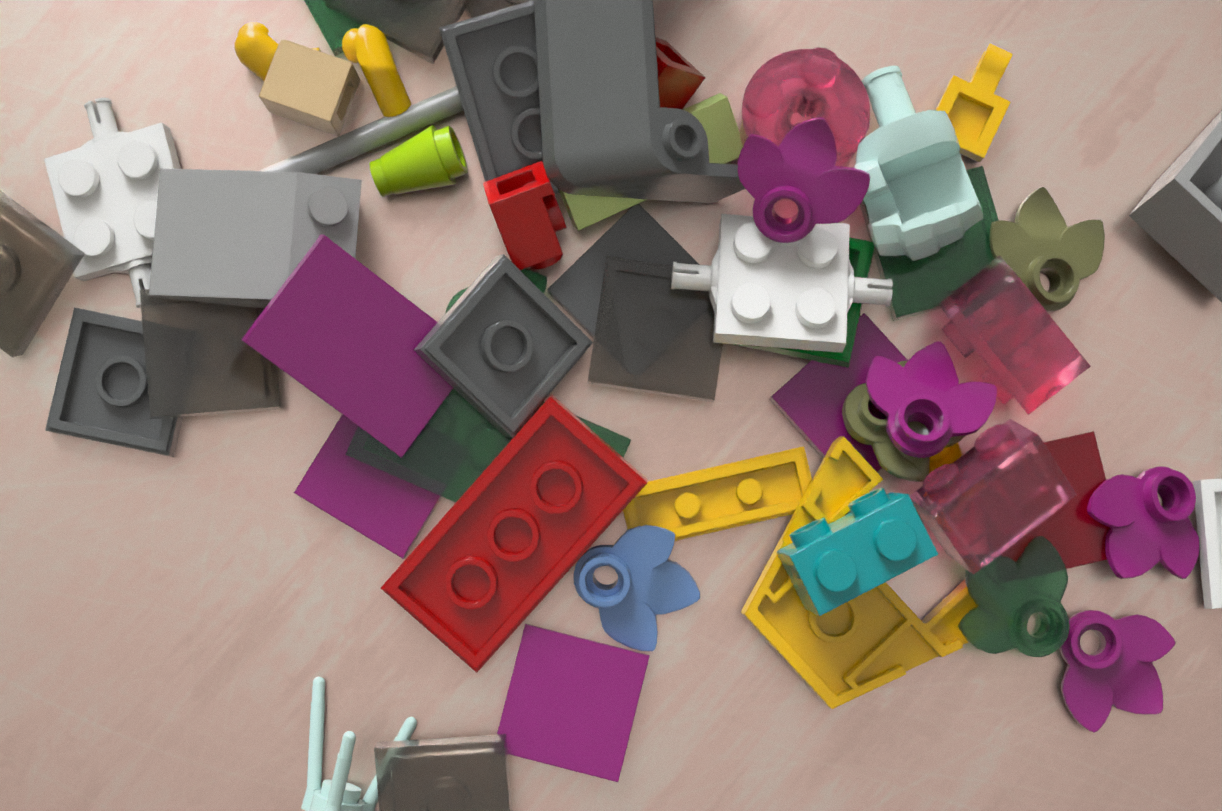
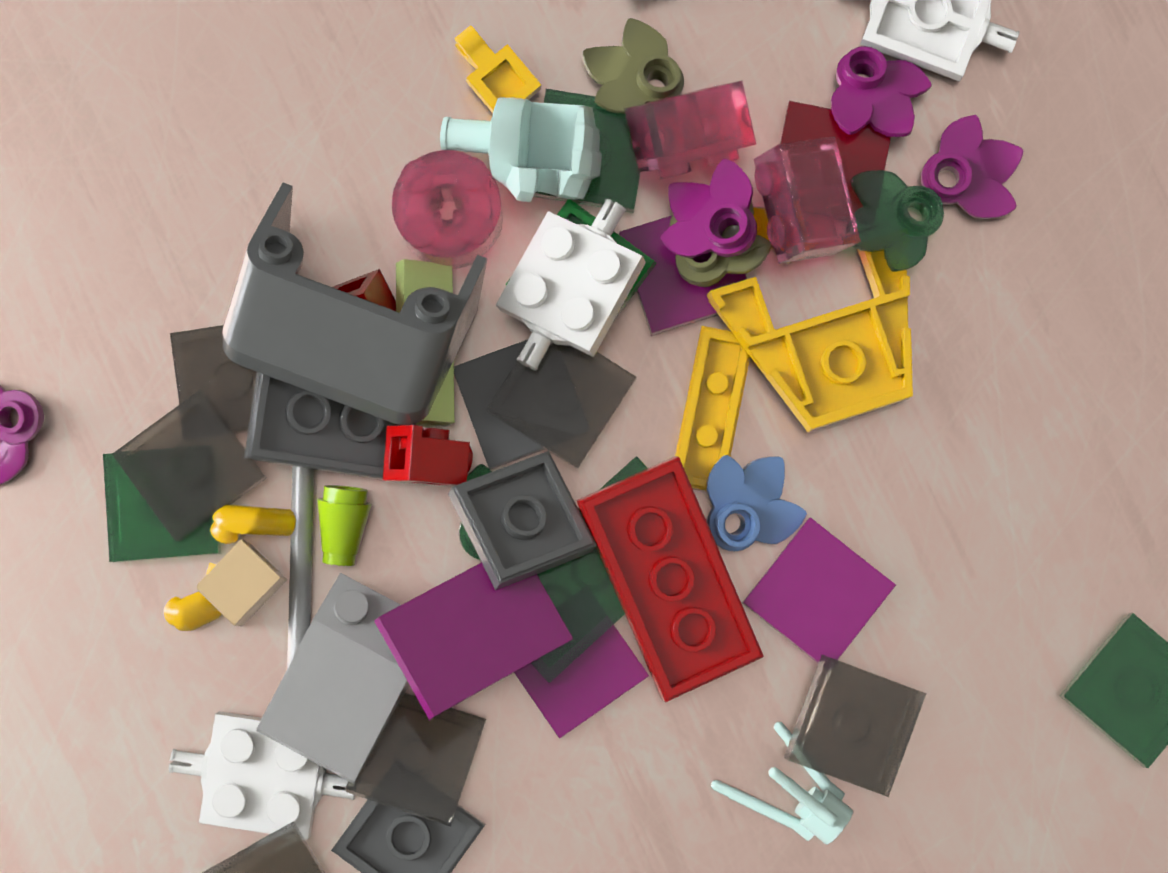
camera: 65 degrees left, 0 degrees up
(803, 172) = (497, 227): magenta plate -> none
(856, 551) = (803, 321): teal brick -> none

